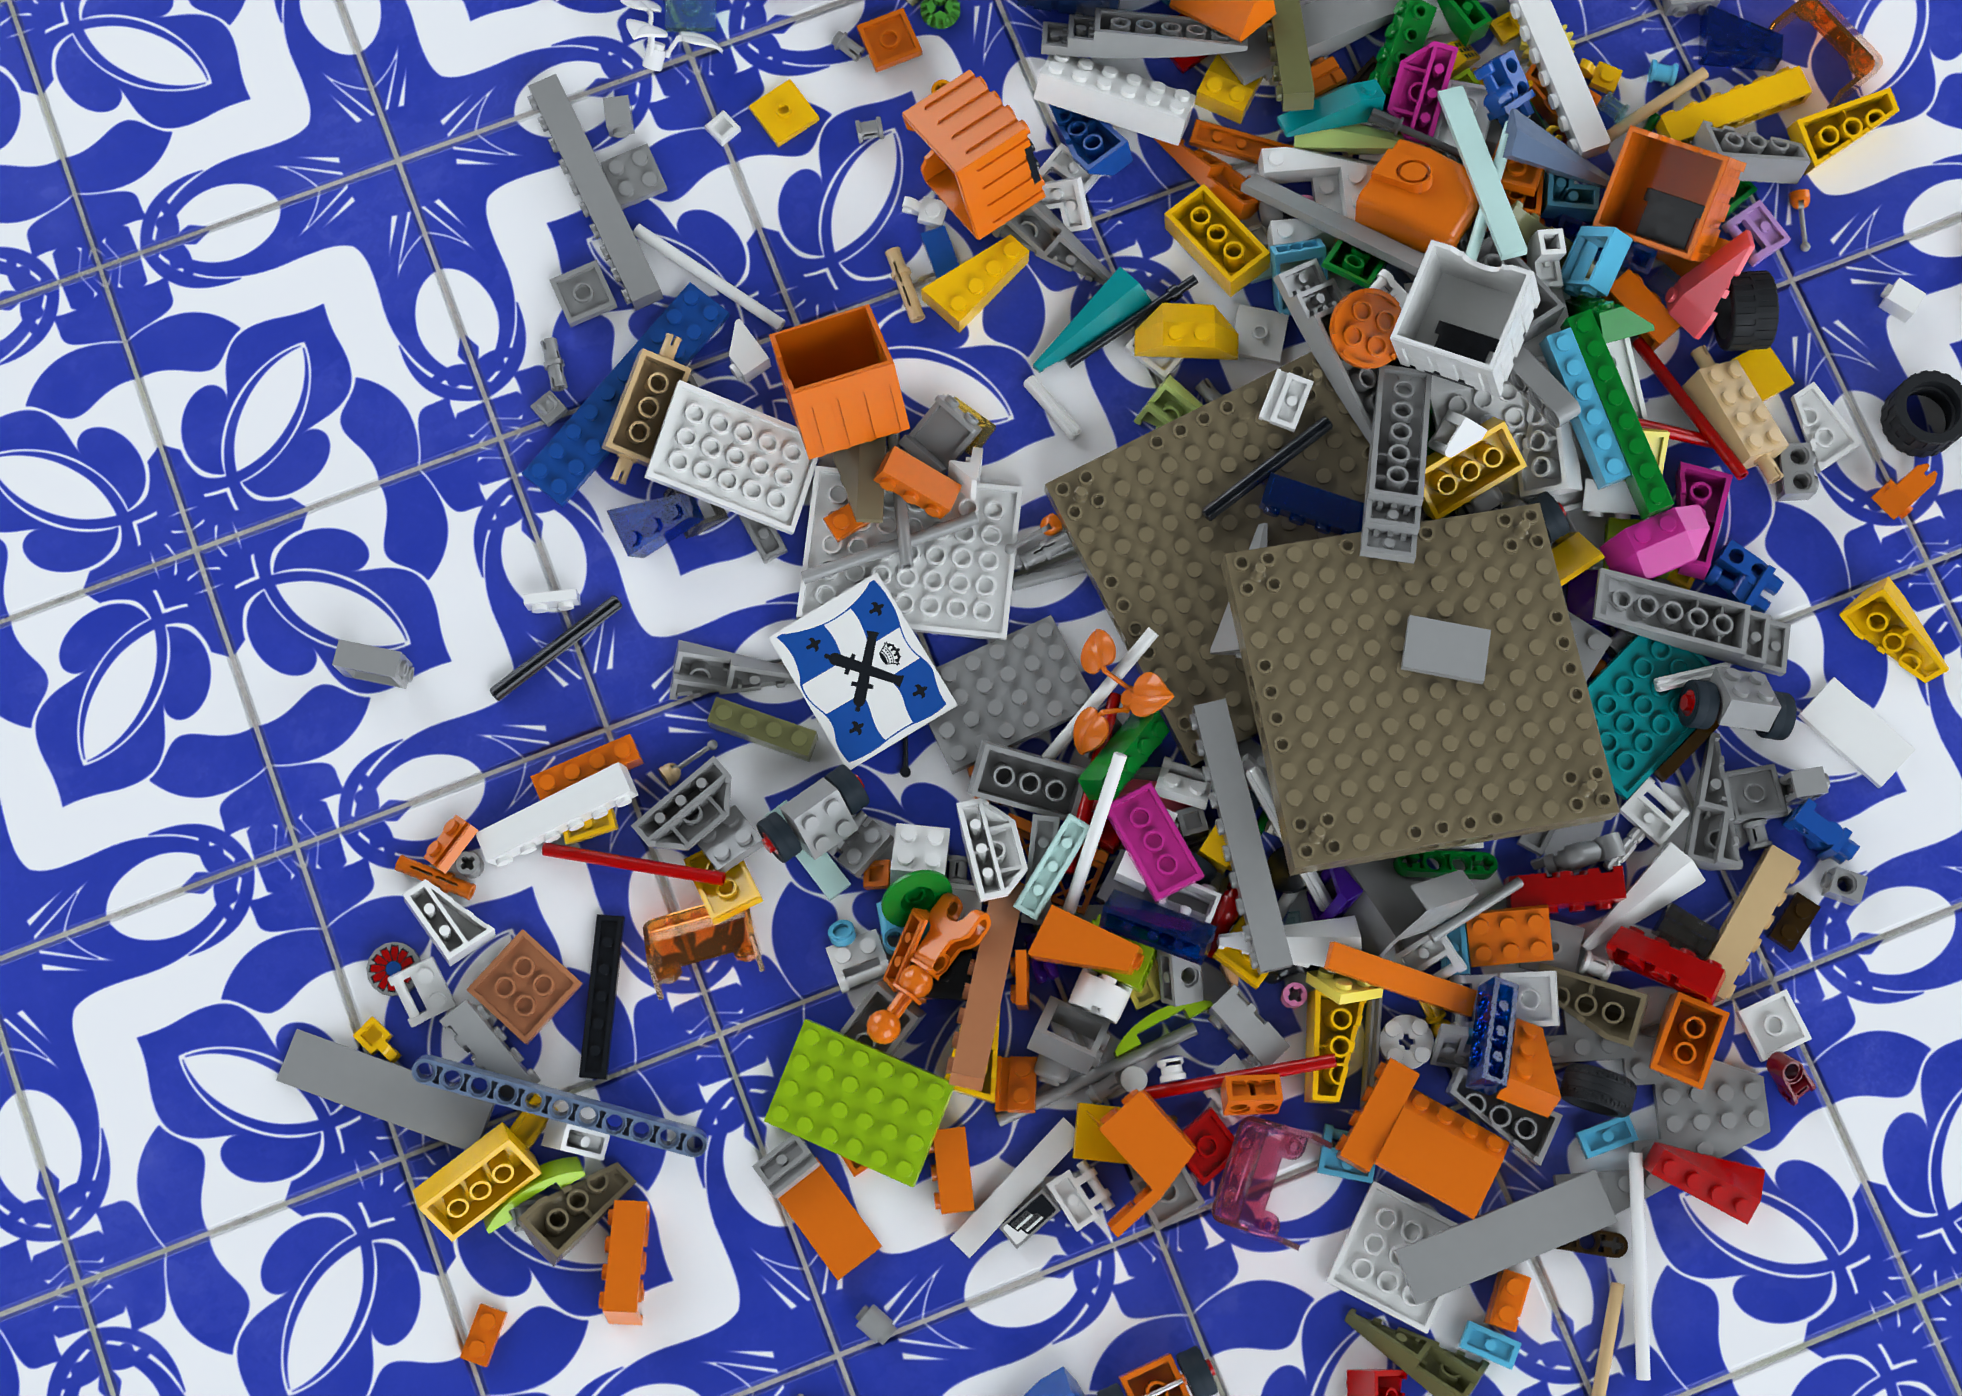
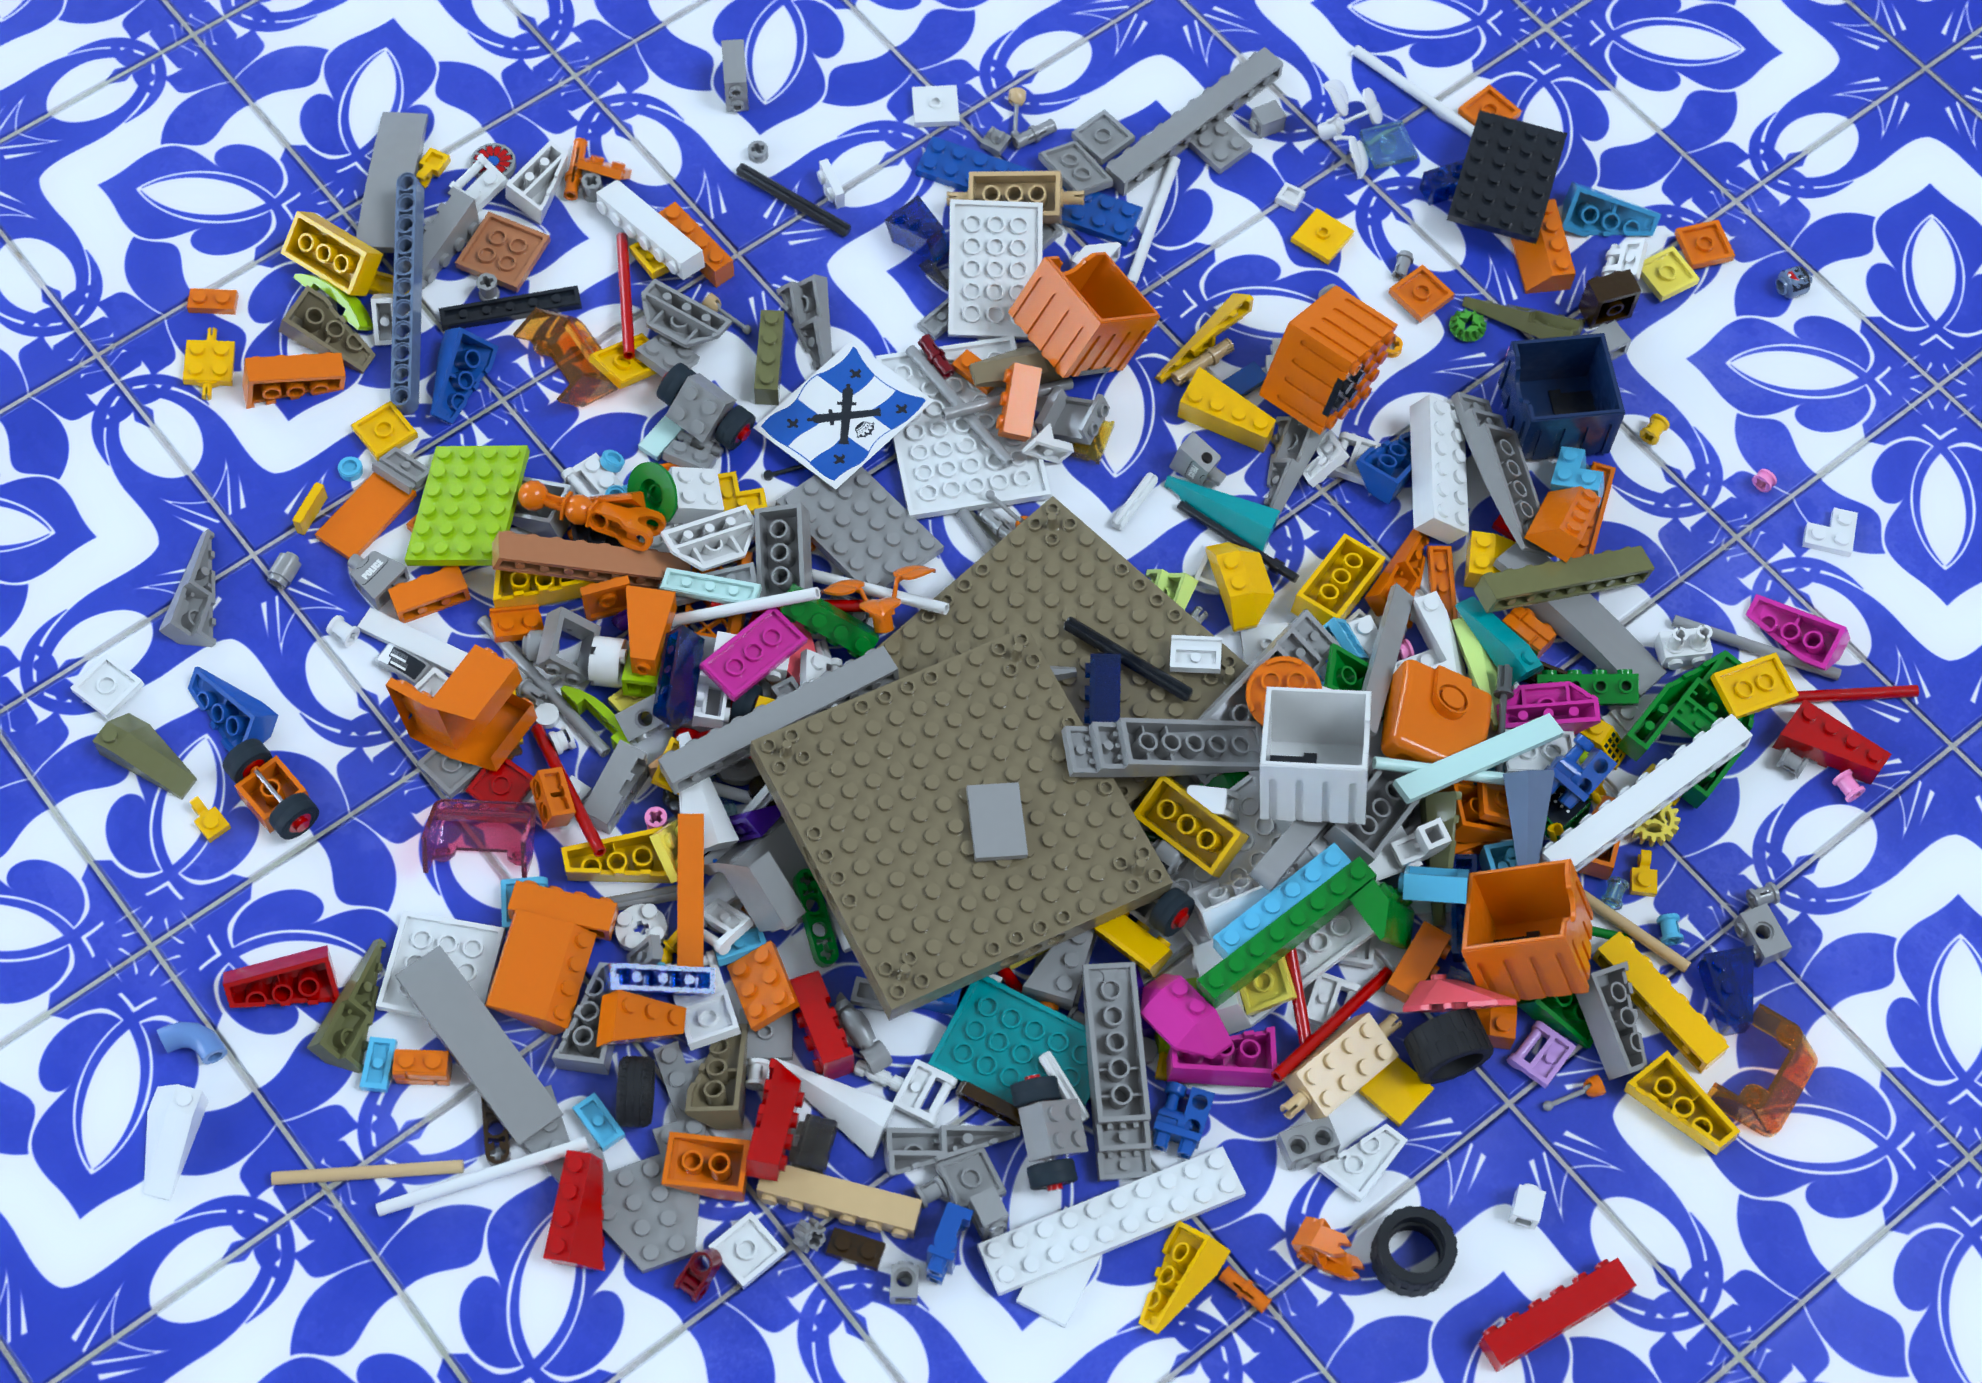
camera: 70 degrees right, 15 degrees down
(471, 663) = (752, 154): none -> light grey bush
(479, 458) = (935, 106): none -> white plate
(500, 368) = (1016, 98): none -> tan hinge
(565, 1009) = (487, 287): none -> light grey bush
(570, 1355) = (209, 363): none -> yellow plate
(619, 335) = (1076, 167): none -> light grey tile
(668, 1071) = (460, 368): none -> blue wedge
(725, 1174) = (384, 430): none -> yellow plate
(761, 1223) = (350, 468): none -> medium azure tile
(804, 1279) = (310, 508): none -> yellow tile
(822, 553) = (936, 356): none -> dark red pin
(866, 250) = (1227, 315): none -> yellow wedge
(914, 1223) = (375, 576): none -> light grey torso
(935, 810) = (734, 498): none -> yellow plate
(970, 1274) = (343, 630): none -> white bush
(1030, 329) = (1197, 461): none -> light grey torso
(1475, 909) = (775, 943): light grey bar -> none
(1657, 408) = (1325, 997): none -> white plate
(1776, 962) = (809, 1235): none -> light grey gear
(1826, 675) = (1110, 1220): none -> white plate
(1920, 575) = (1245, 1289): none -> orange pin

